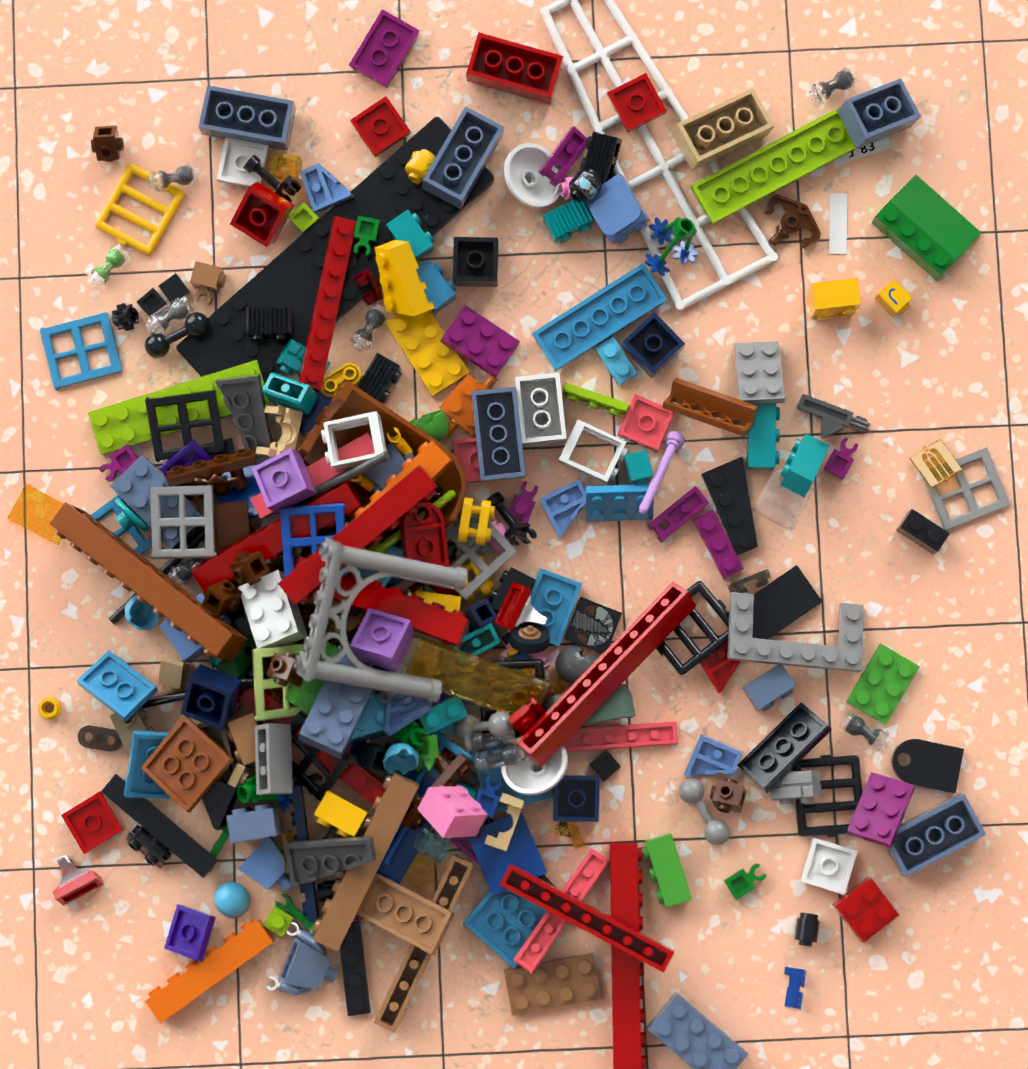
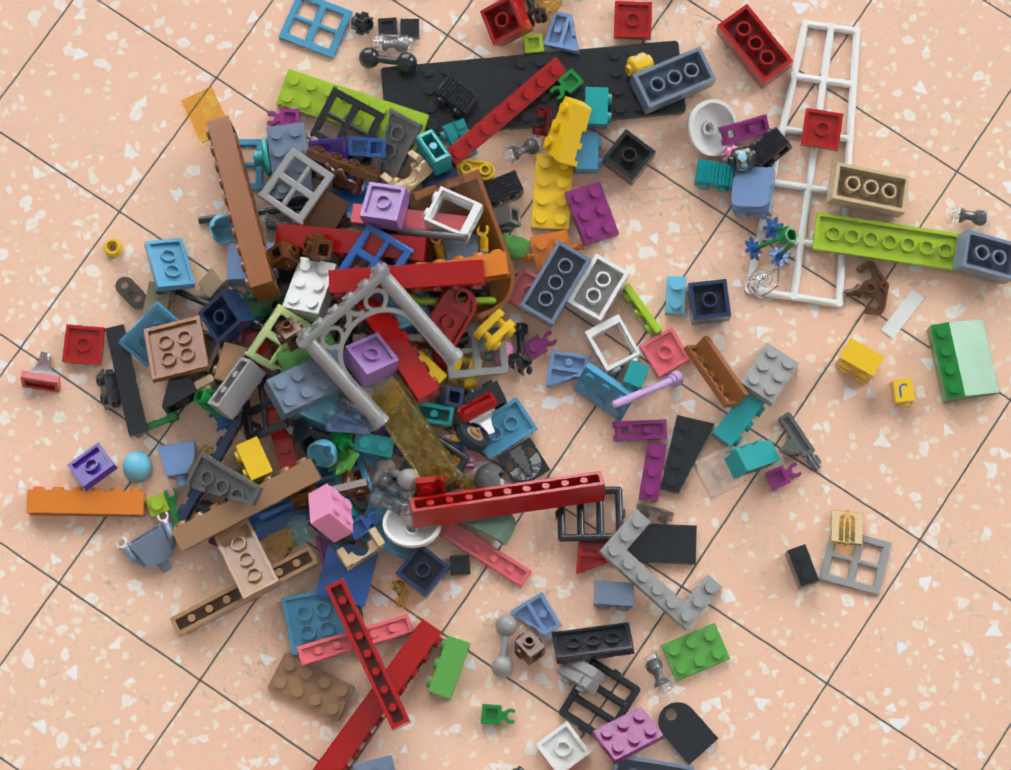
camera: 30 degrees right, 5 degrees down
(207, 279) = (436, 37): medium nougat brick -> none
(221, 433) = (367, 147): none -> blue slope
(256, 824) = (191, 424): sand blue brick -> none
(355, 971) = (183, 576): black plate -> none
(405, 403) = (507, 217): none -> dark grey brick
(599, 317) = (686, 256): dark azure plate -> none
(688, 286) = (763, 280): none -> clear piece
(872, 148) = (959, 277): white sticker -> none

